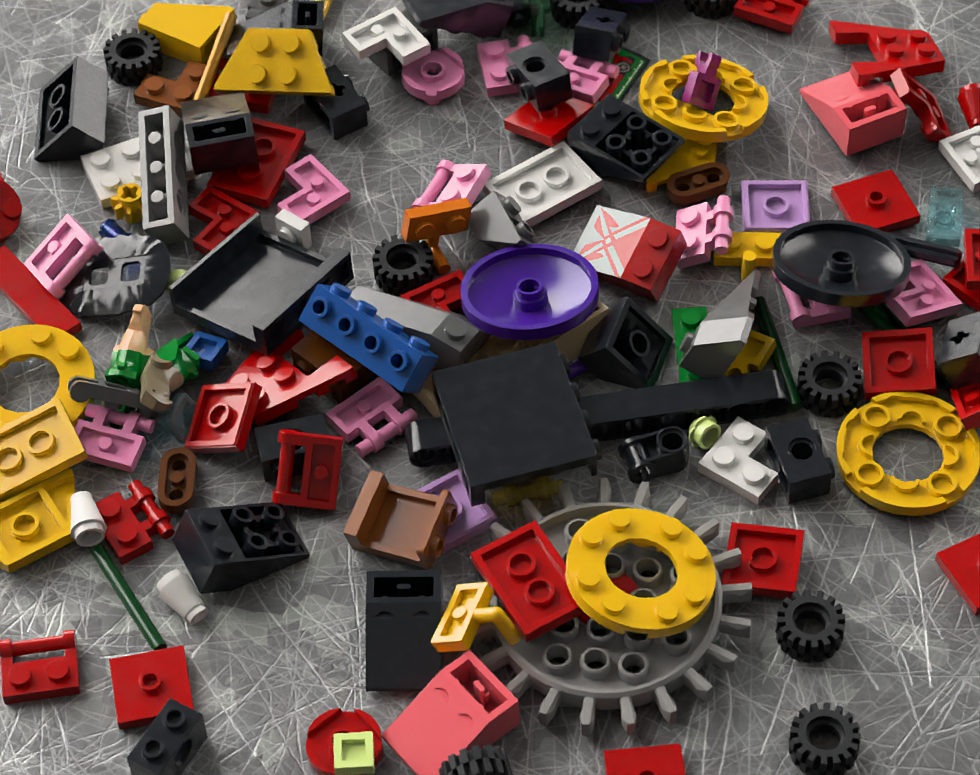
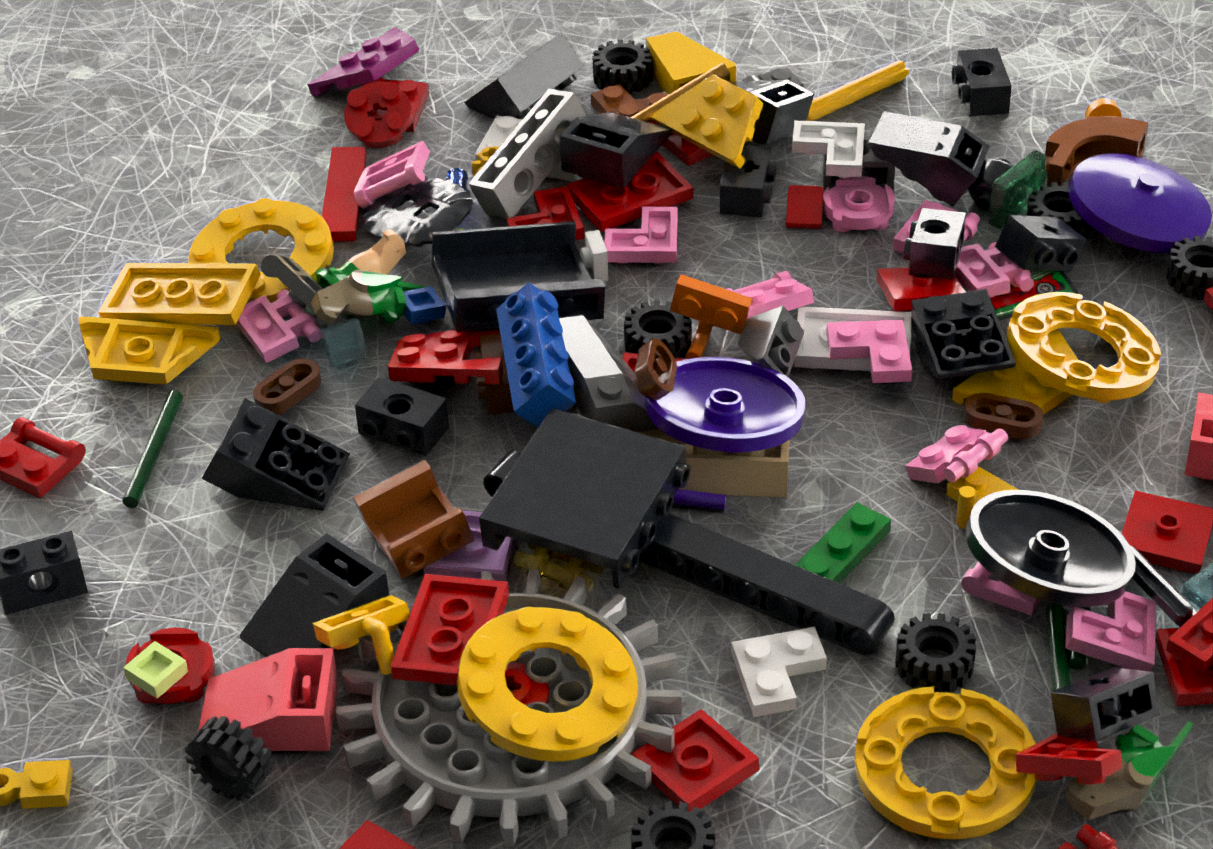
camera: 40 degrees right, 10 degrees down
(86, 521) = (179, 369): white cone -> none
(124, 532) = (209, 395): red plate -> none
(147, 682) = (97, 521): red plate -> none
(181, 595) = (187, 468): white cone -> none
(223, 418) = (366, 356): red plate -> none
(320, 470) = (393, 438): red plate -> none
(365, 409) = (488, 424): bright pink plate -> none
(397, 99) = (804, 207): none -> red slope
(479, 301) = (655, 370): none -> reddish brown plate
(571, 177) = (879, 341): none -> bright pink plate
(626, 347) = (776, 507): black slope -> none
(631, 250) = (866, 434): red slope -> none
(655, 454) = (701, 609): black piece -> none
(701, 84) = (1092, 336): magenta plate -> none
(704, 432) = (760, 627): yellowish green plate -> none
(722, 333) = (865, 539): dark grey wedge -> none
(753, 355) = (886, 580): yellow plate -> none
(774, 205) = (1062, 473): lavender tile -> none
(778, 356) = (919, 597): dark green bar -> none
(799, 478) = (827, 698): black brick -> none
(898, 361) = (1023, 672): red plate -> none

